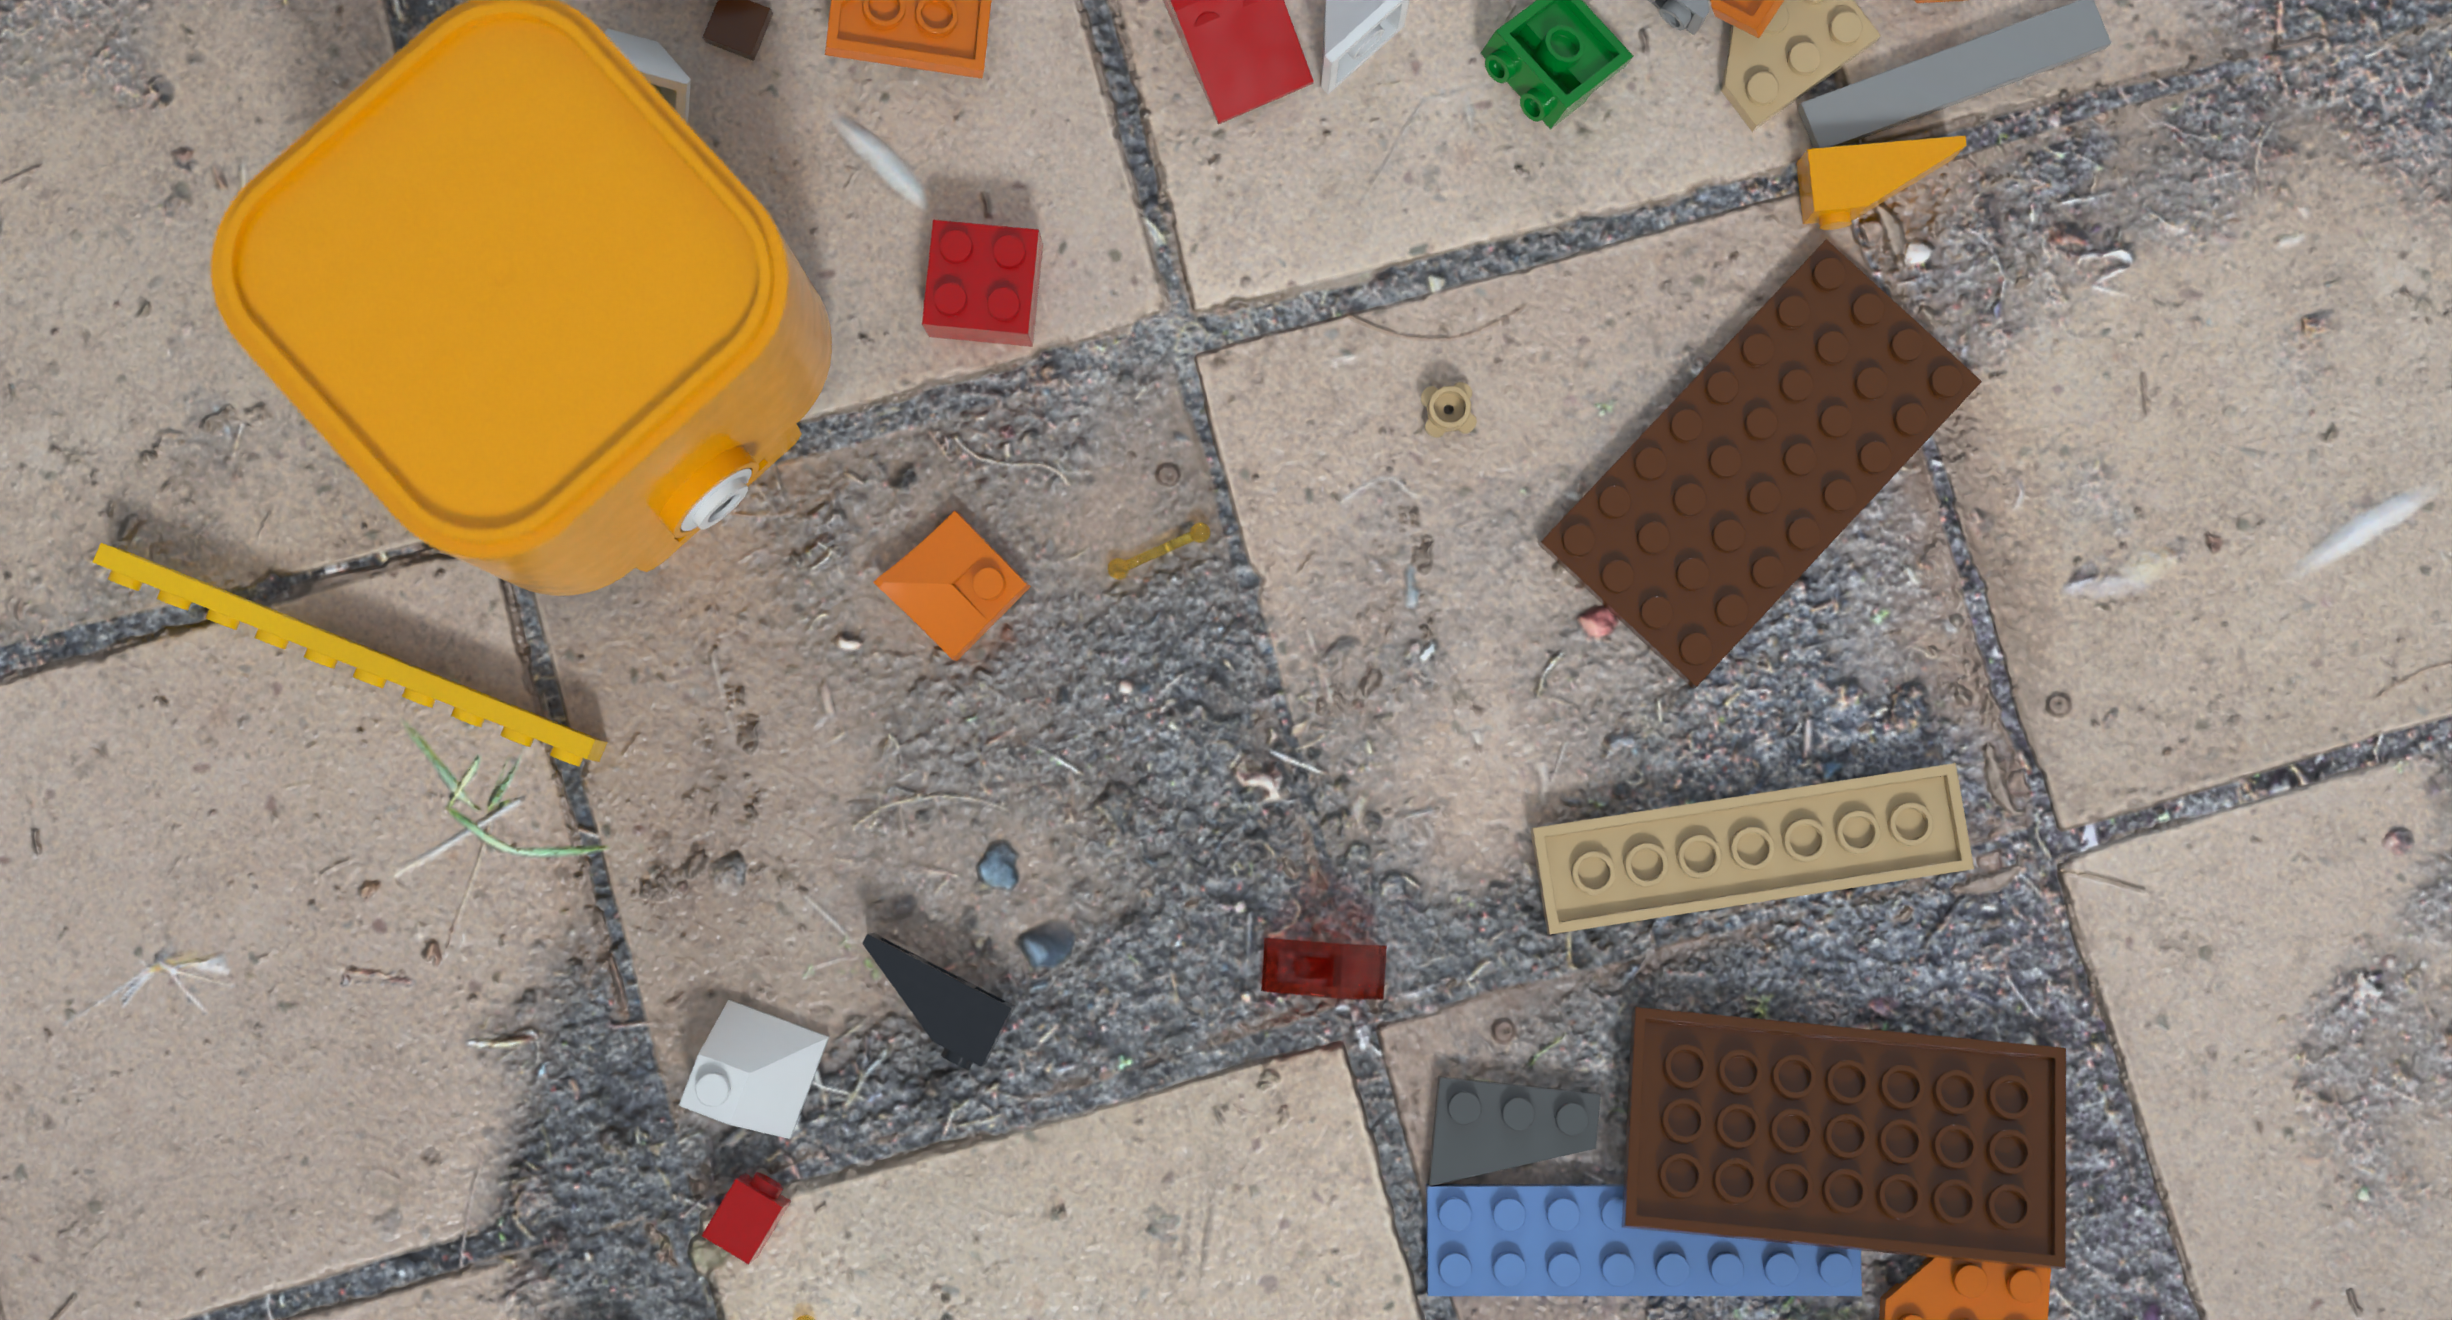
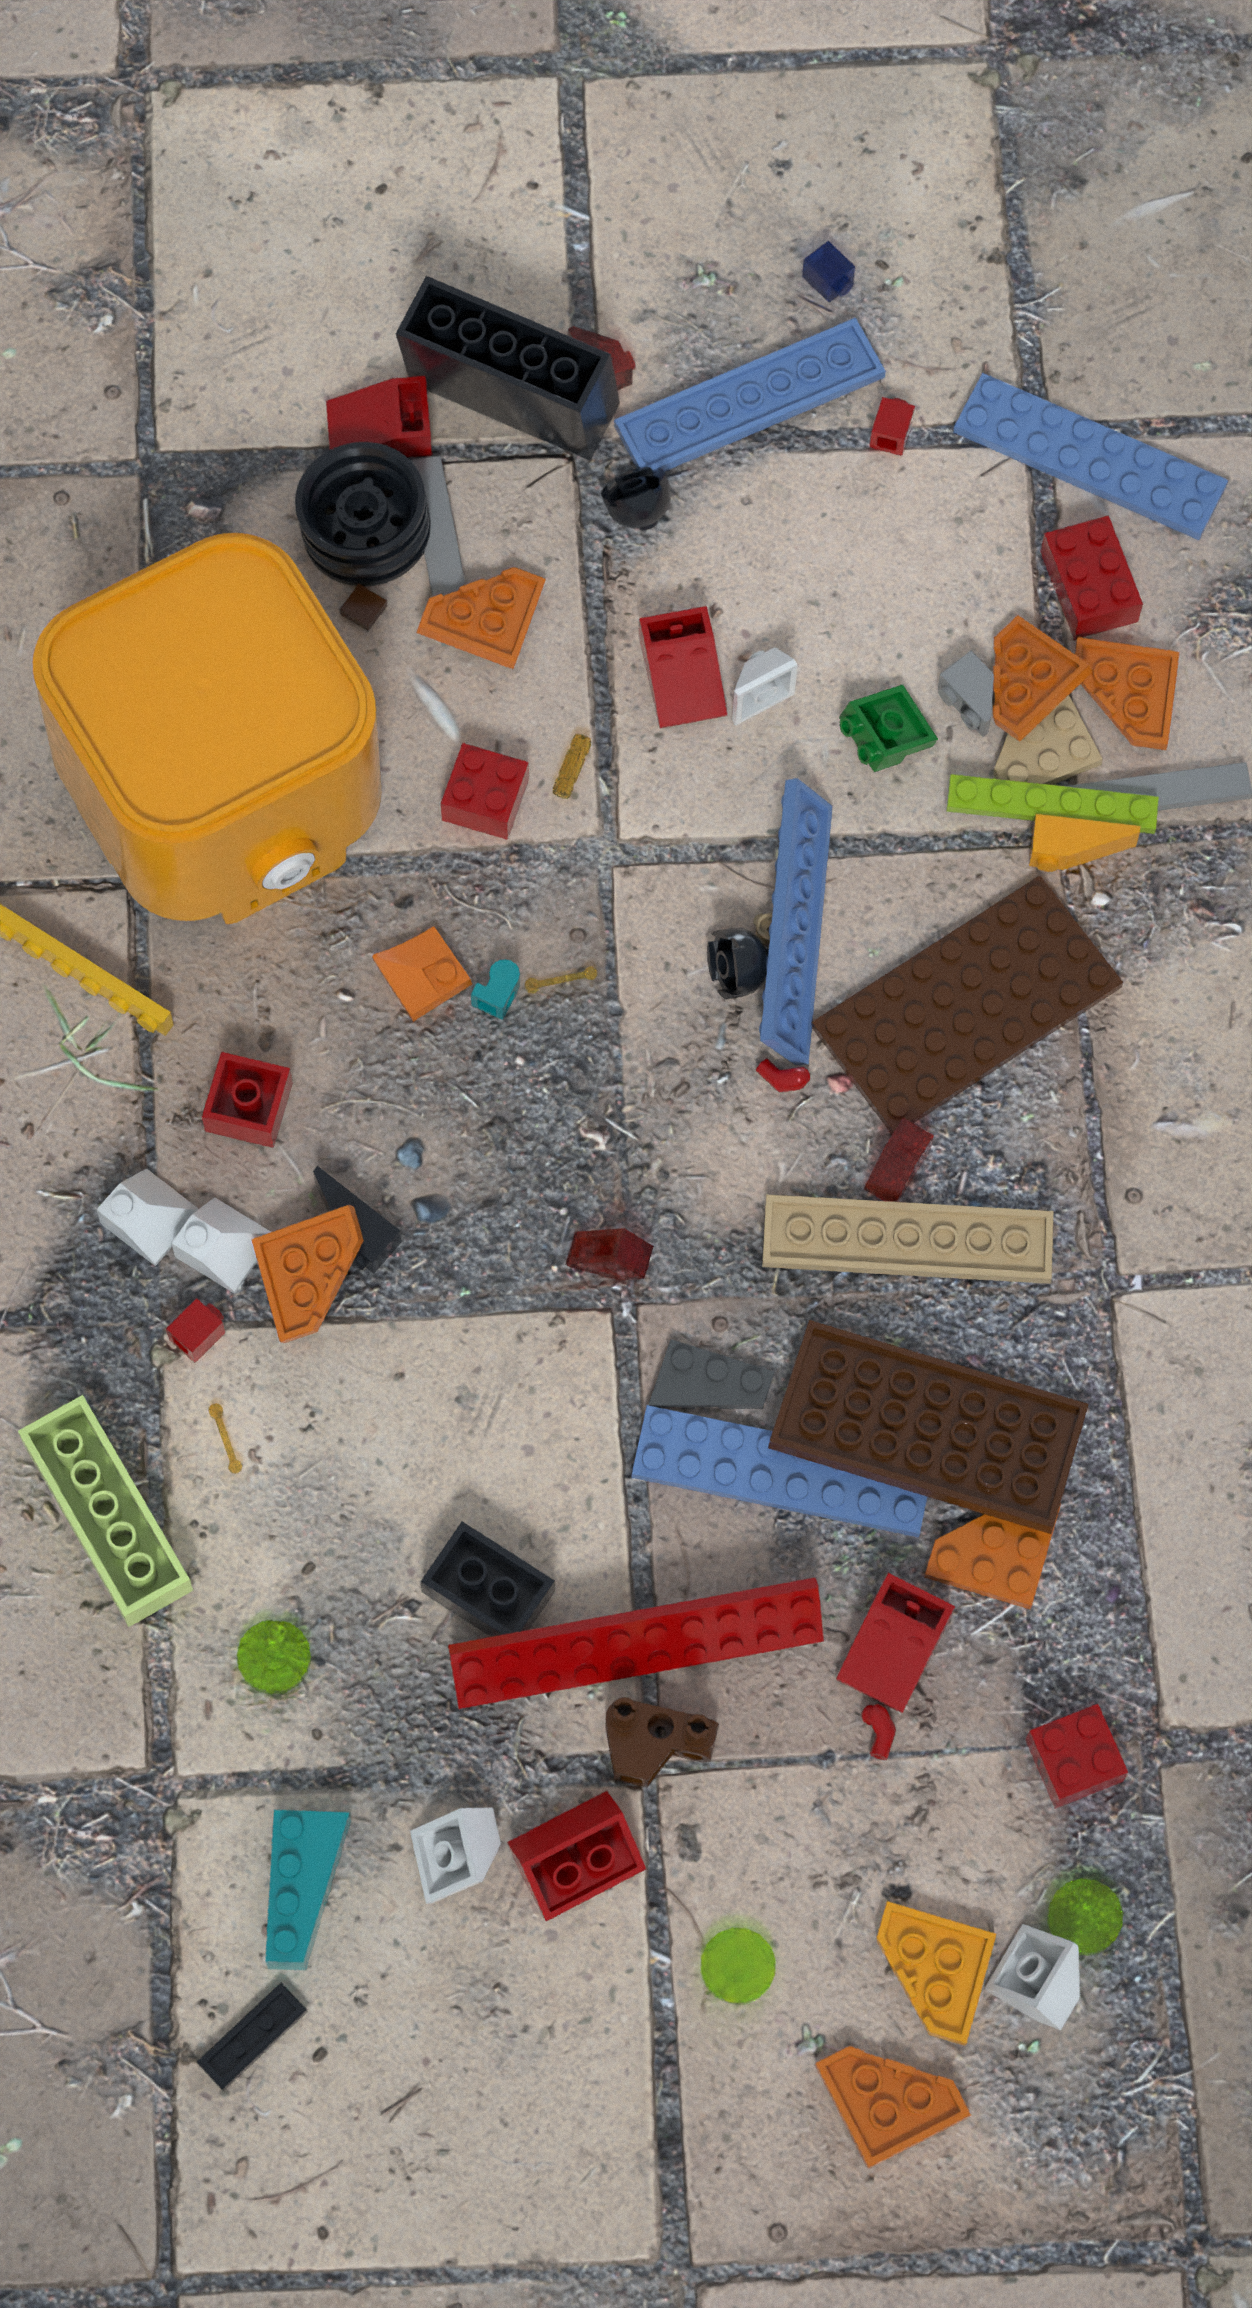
camera: 10 degrees right, 15 degrees down
(635, 1051) = (145, 1214): none -> white slope
(740, 849) = (247, 1099): none -> red brick
(887, 1095) = (306, 1268): none -> orange plate
(1075, 590) = (500, 990): none -> teal leg
(1102, 212) = (571, 766): none -> clear yellow axle
(1417, 476) = (737, 961): none -> black cylinder
(1488, 395) = (796, 922): none -> medium blue plate
(1519, 639) = (783, 1080): none -> red arm
(1715, 734) = (899, 1161): none -> clear red slope
(1820, 122) = (1027, 799): none -> lime plate

